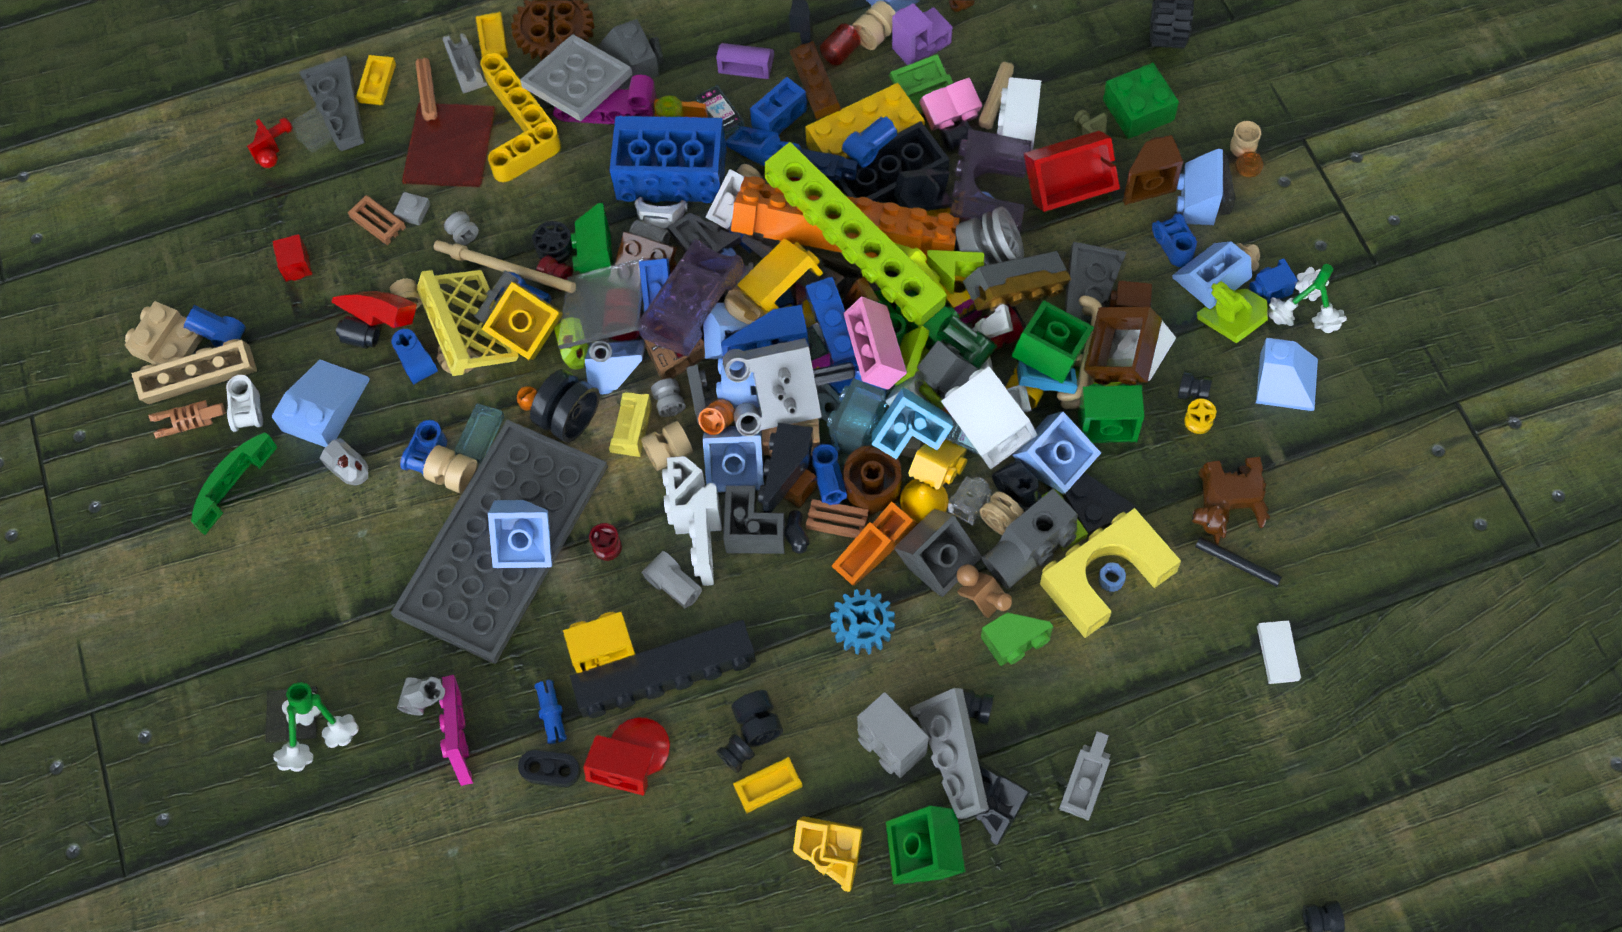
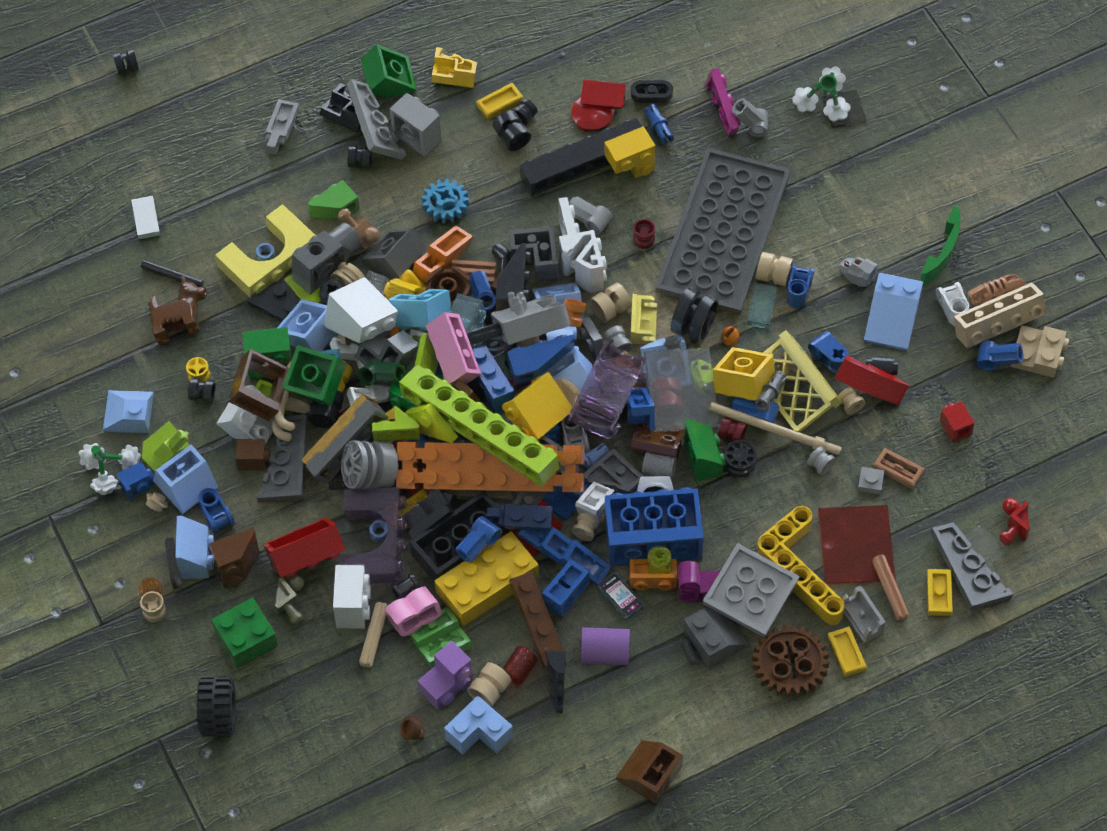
camera: 170 degrees right, 5 degrees down
(519, 535) = (709, 220): light blue slope -> none

